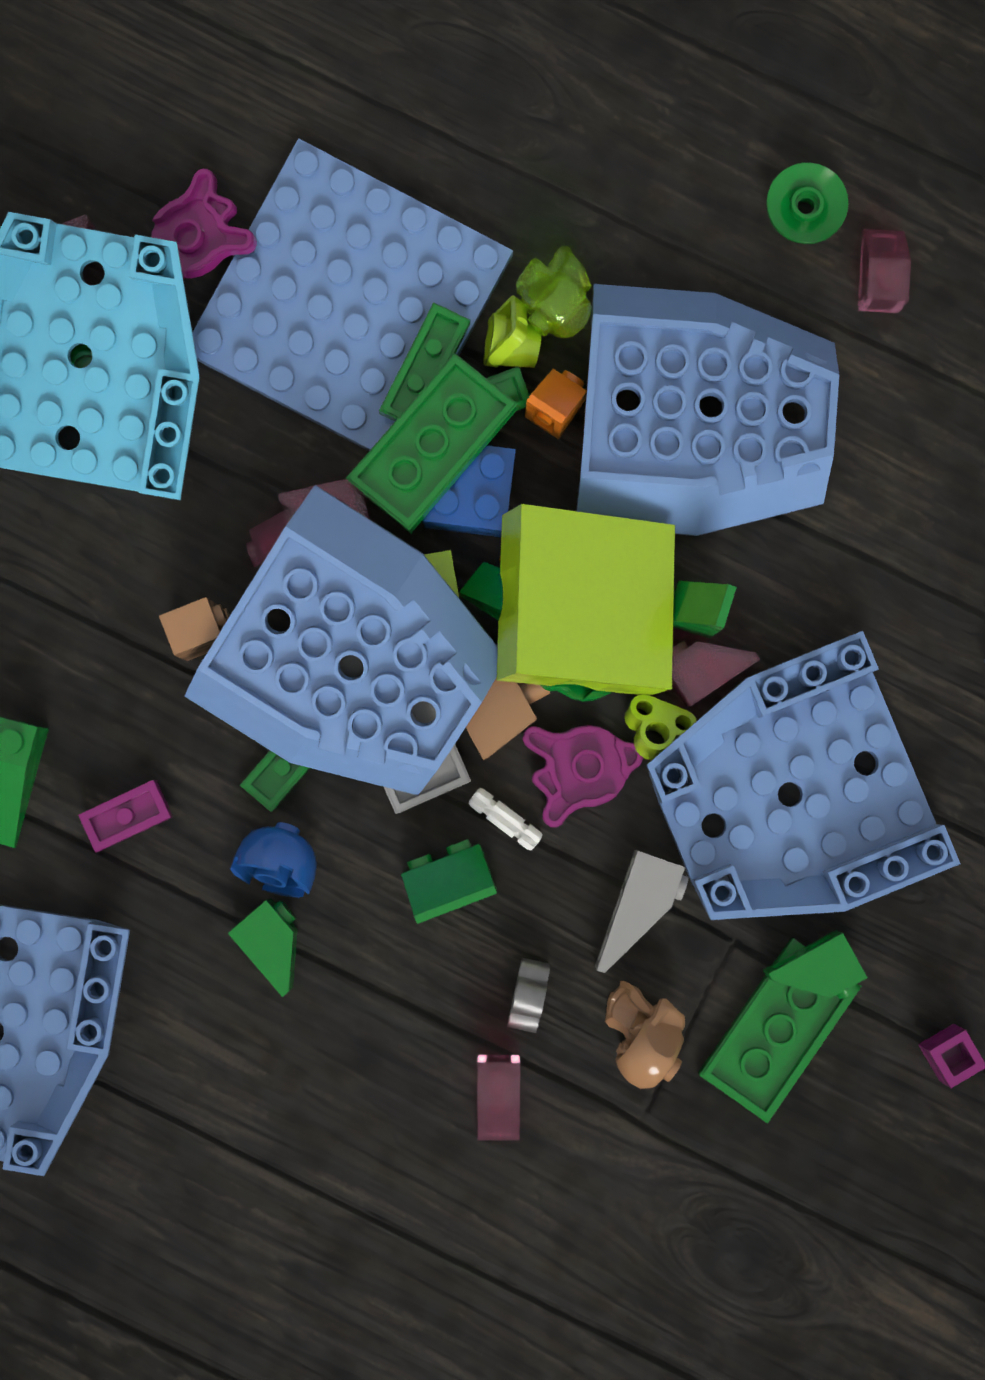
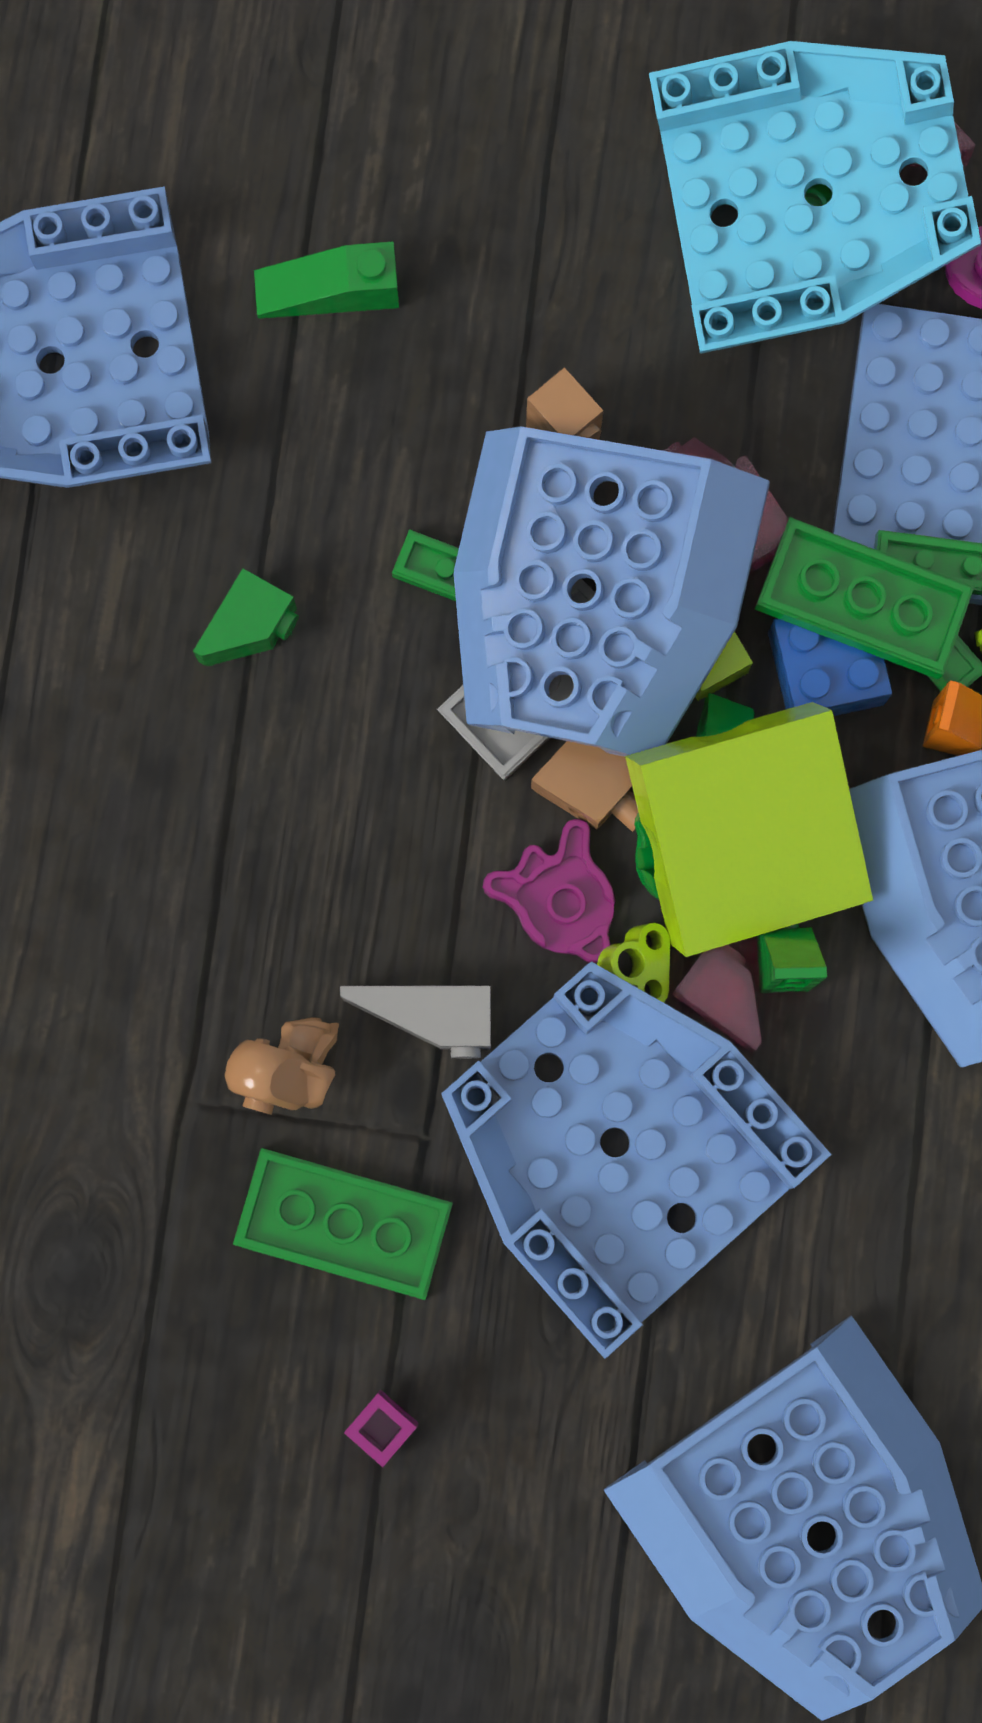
camera: 70 degrees right, 5 degrees down
(125, 816) = (333, 419): magenta plate -> none
(277, 859) = (342, 594): blue cylinder -> none
(448, 881) = (382, 790): green slope -> none
(498, 1097) = (160, 930): clear pink slope -> none
(505, 819) = (474, 832): white axle -> none
(529, 995) = (286, 924): flat silver piece -> none
(822, 968) = (428, 1241): green slope -> none

